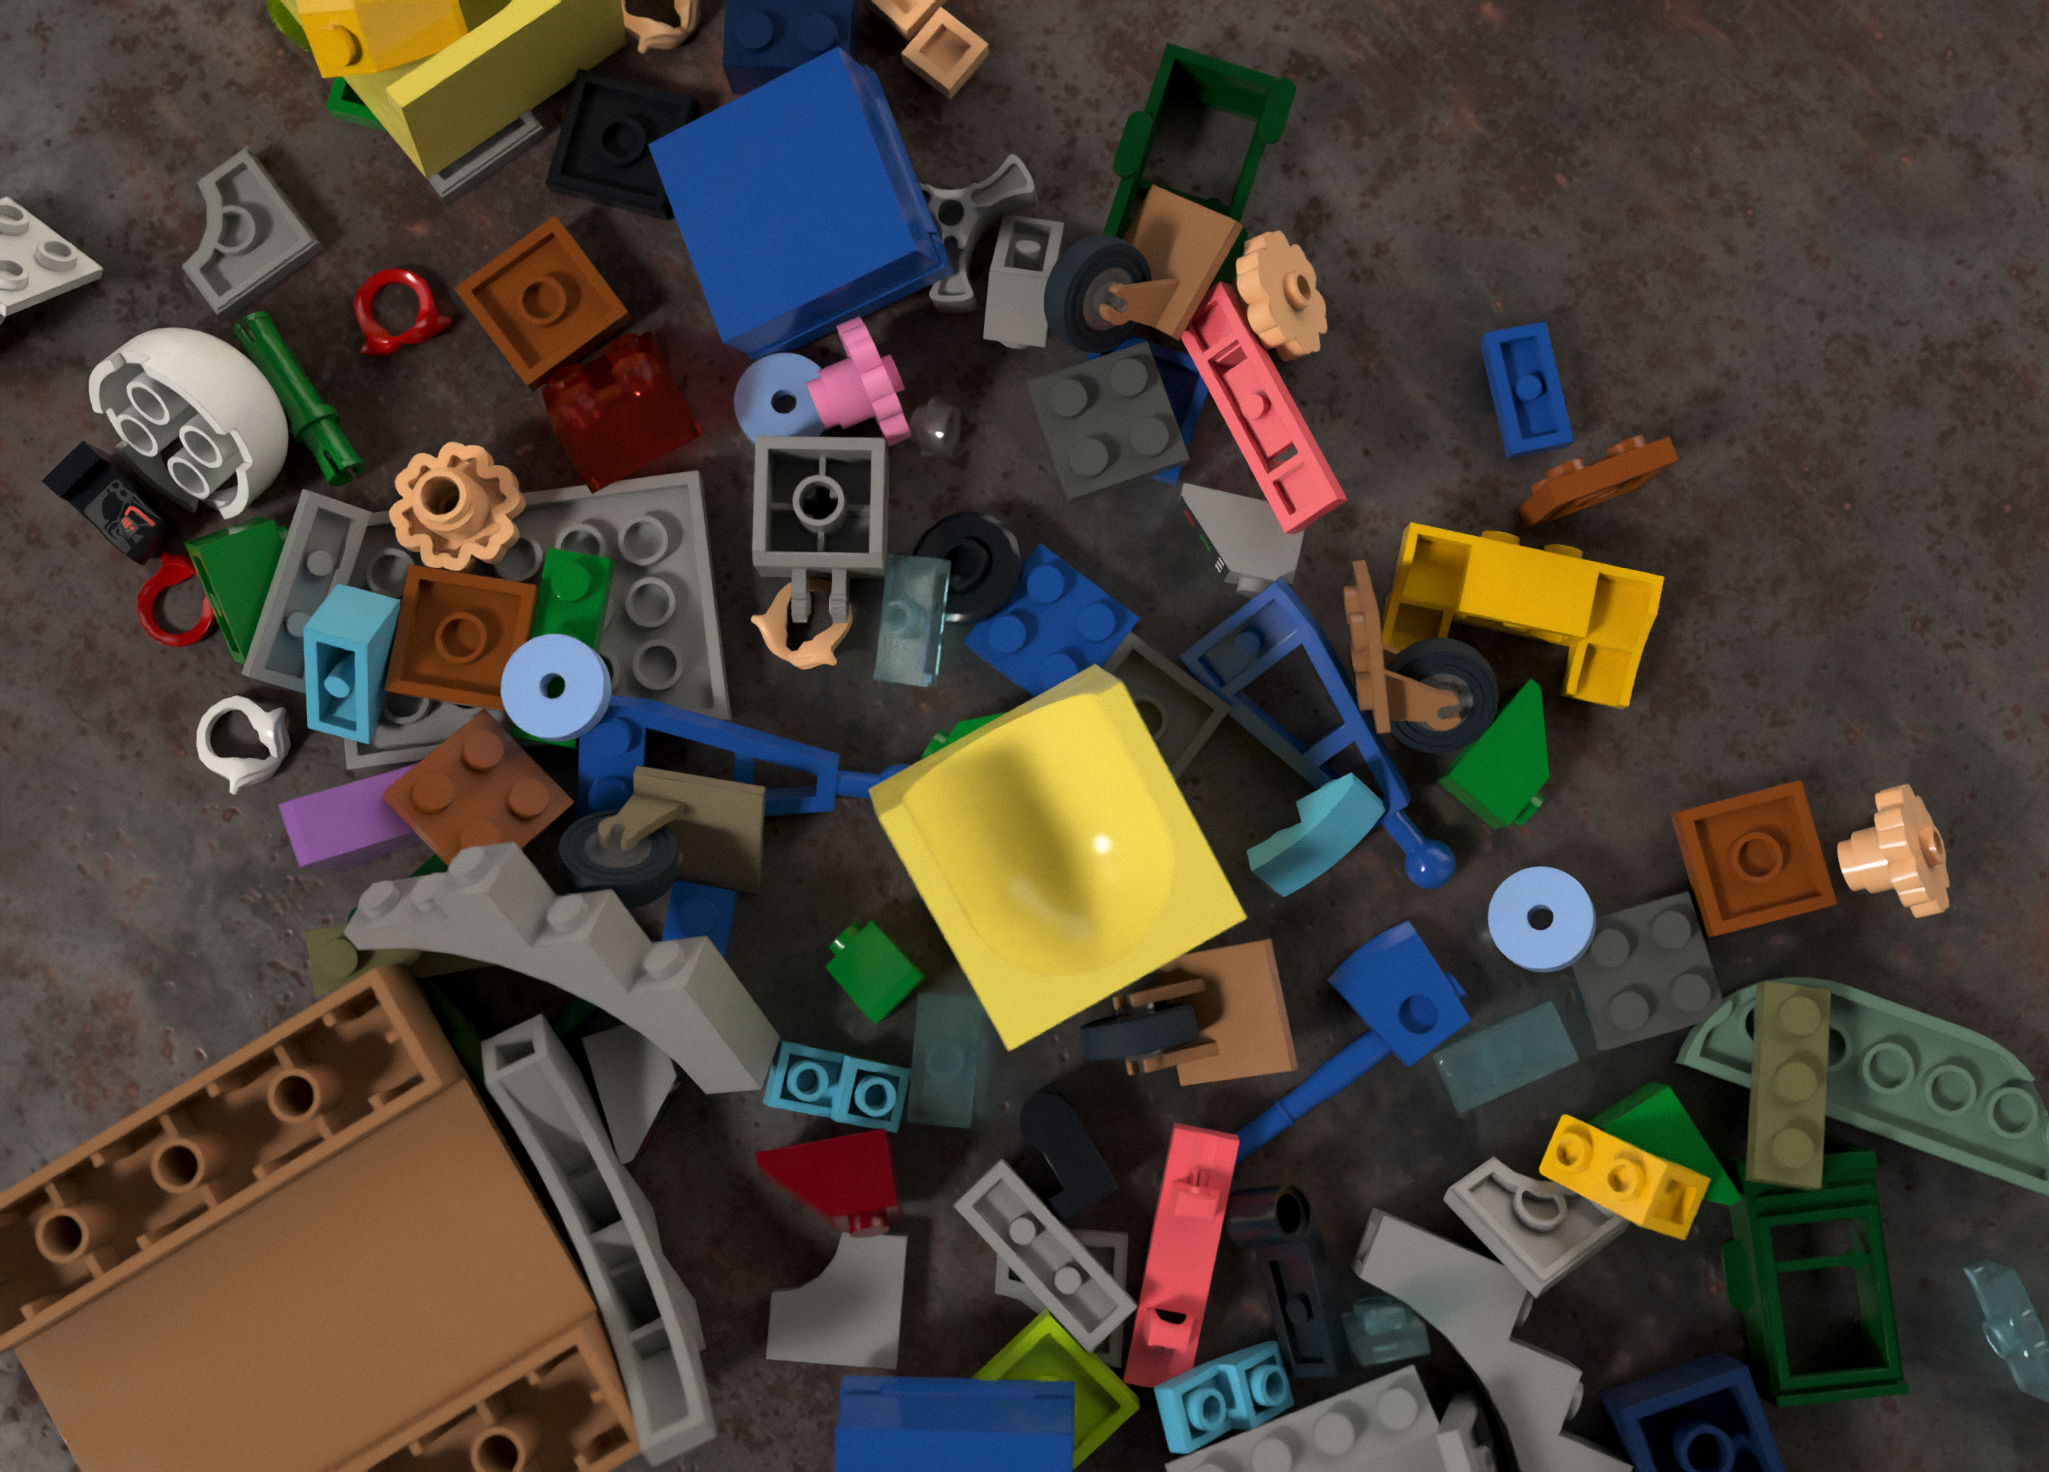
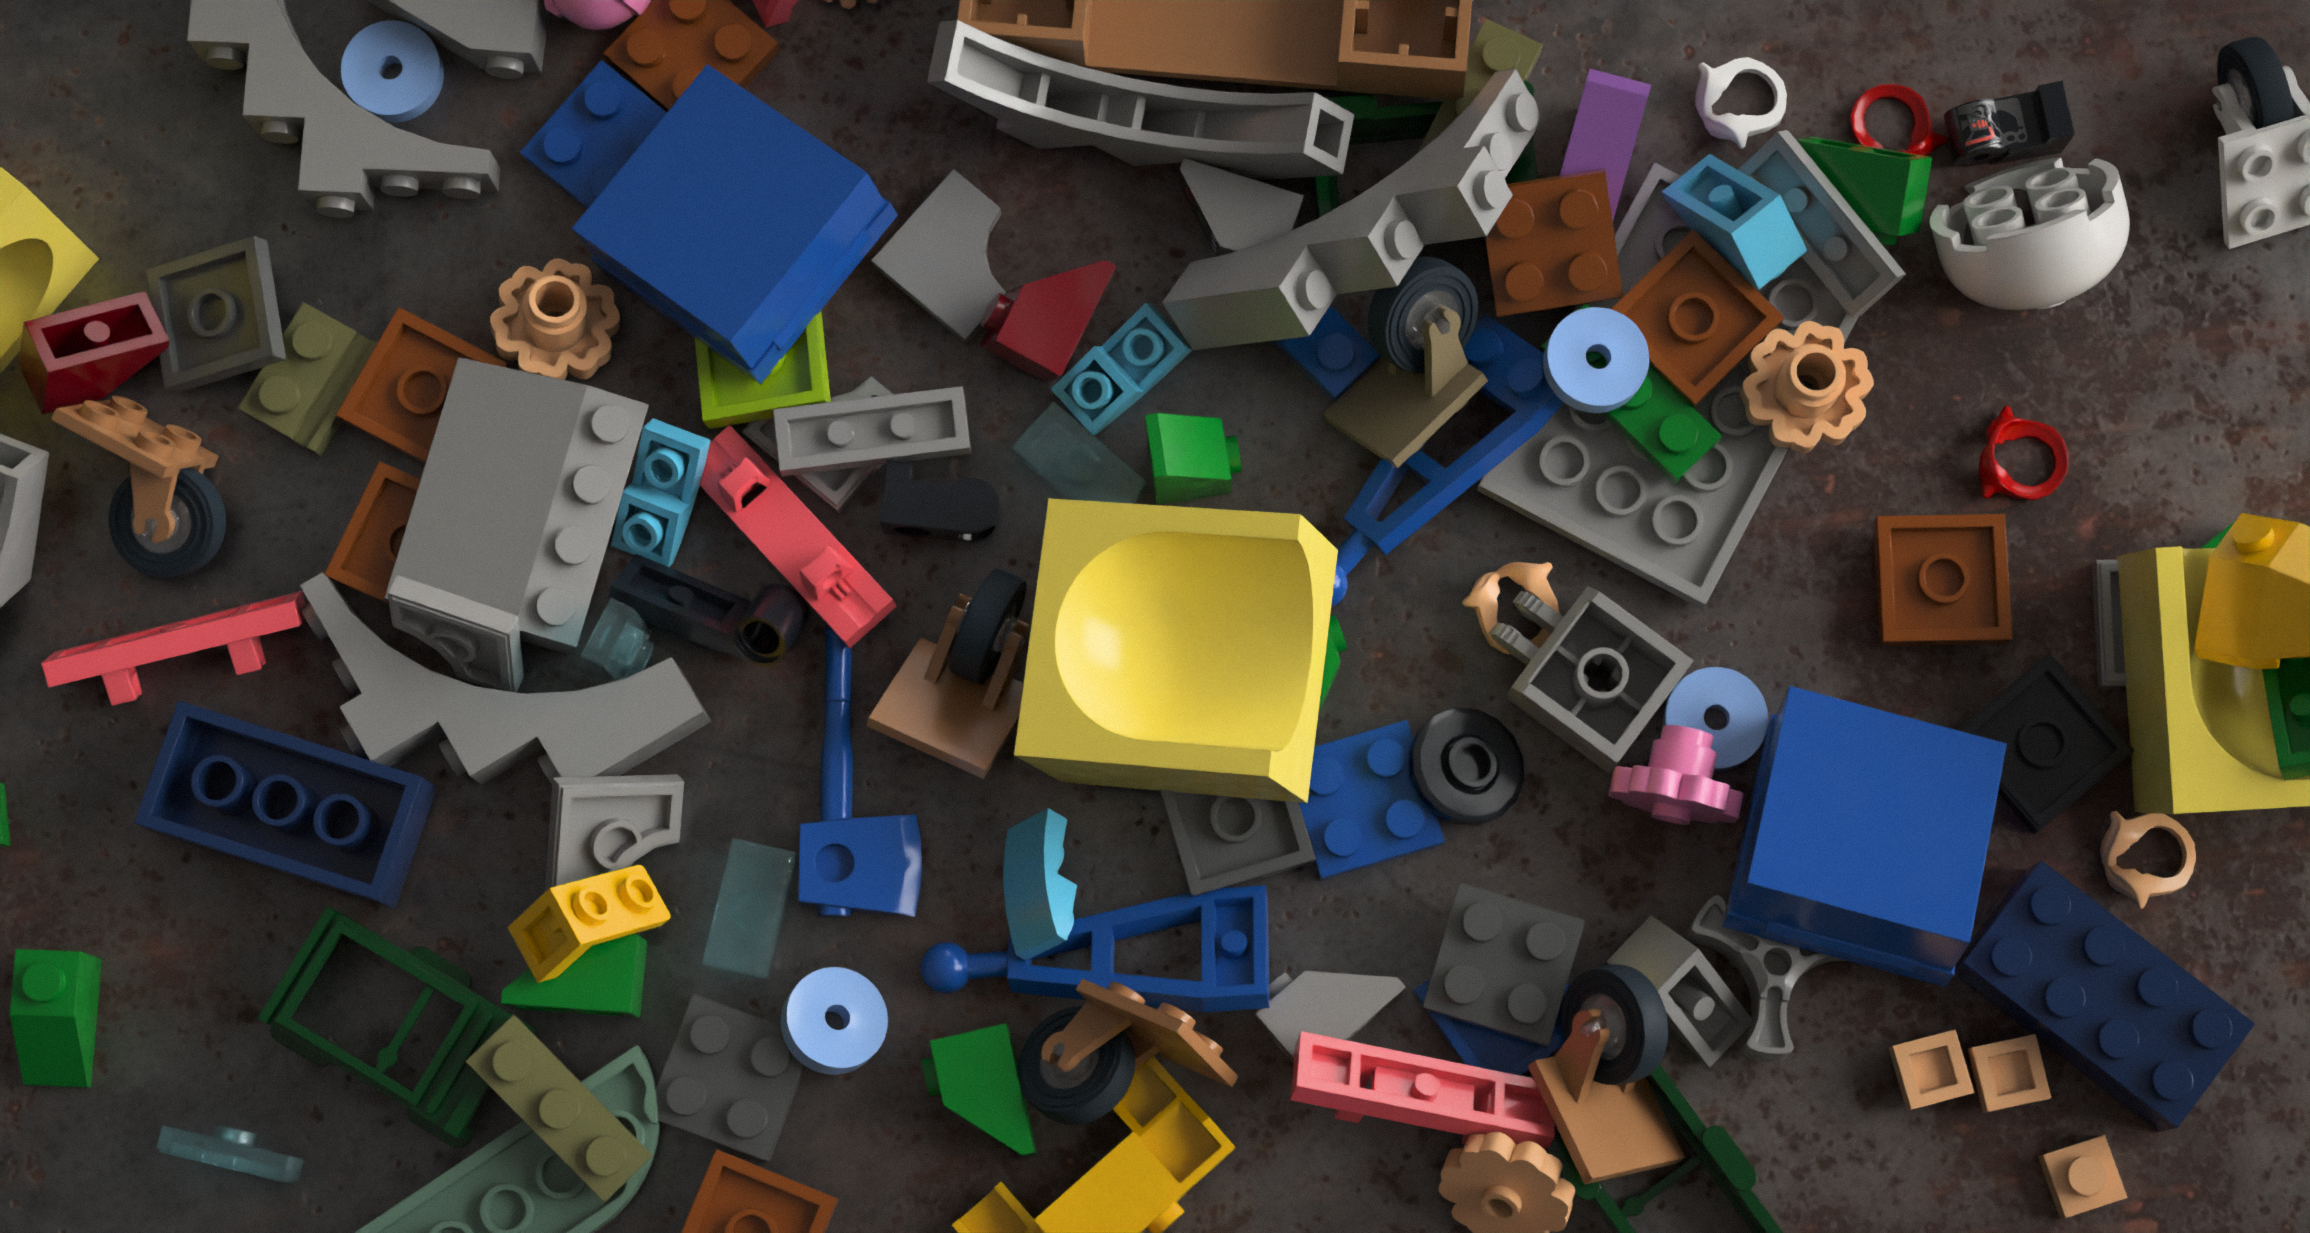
camera: 130 degrees right, 5 degrees down
(250, 236) = (2173, 386): light grey tile -> none
(310, 418) = (1975, 327): green pin -> none
(619, 410) = (1802, 576): clear red slope -> none
(912, 620) = (1453, 689): clear light blue plate -> none
(936, 427) = (1604, 826): clear plate -> none

